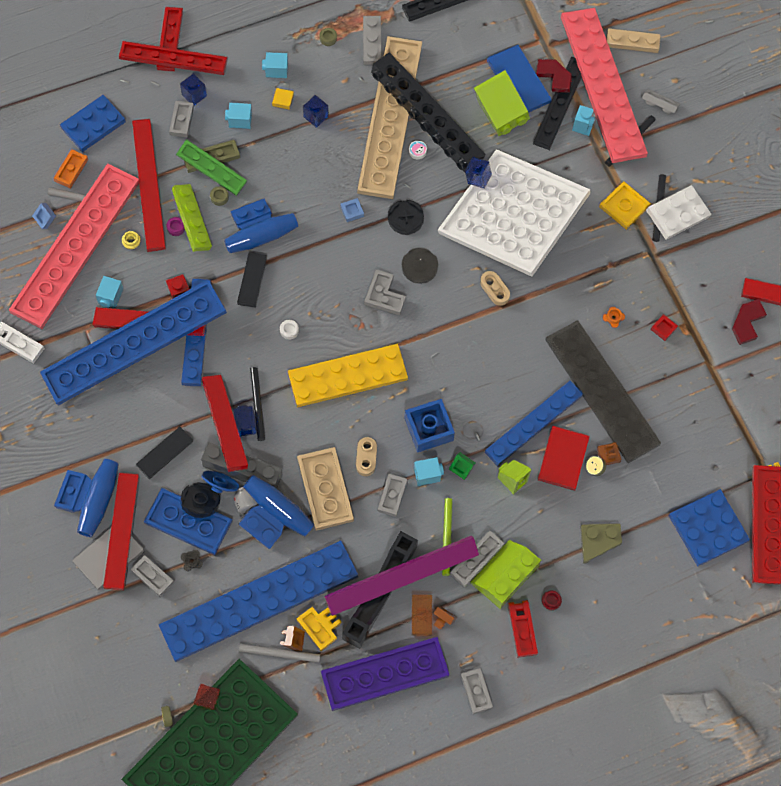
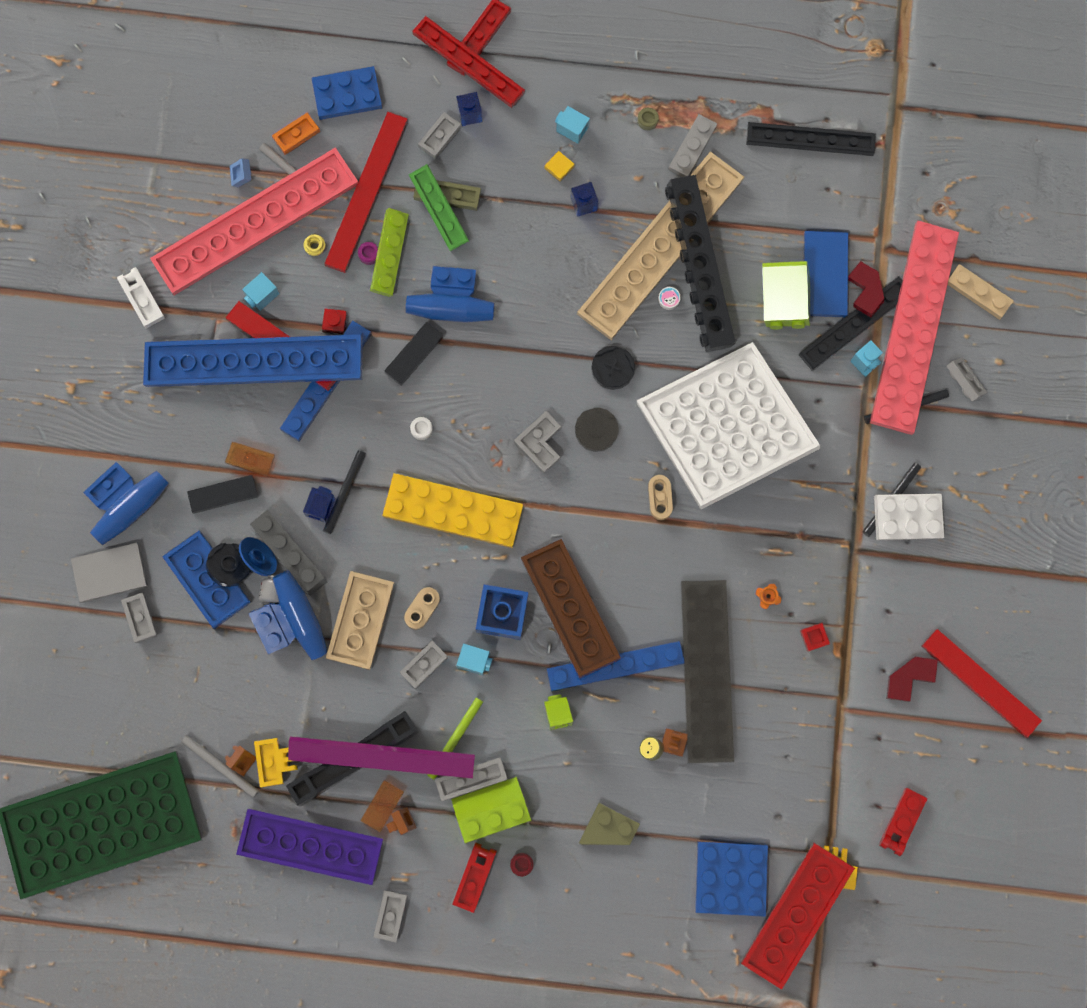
camera: 30 degrees right, 10 degrees up
(121, 531) = (133, 555): red tile -> none
(166, 714) = (74, 770): olive tile -> none
(171, 416) = (250, 459): none -> clear orange plate
(197, 563) = (182, 618): clear smoke plate -> none
(206, 696) = (121, 773): clear red tile -> none
(219, 196) = (432, 242): olive tile -> none
(224, 423) = (294, 498): red tile -> none
(239, 115) = (501, 162): medium azure brick -> none
(258, 601) = (230, 701): blue plate -> none
(352, 210) = (560, 331): medium blue plate -> none
(462, 465) = (512, 672): green plate -> none
(477, 397) = (570, 608): none -> reddish brown plate
(478, 172) = (714, 360): clear blue brick -> none
(563, 458) = (623, 720): red tile -> none
(625, 205) = (856, 477): yellow tile -> none

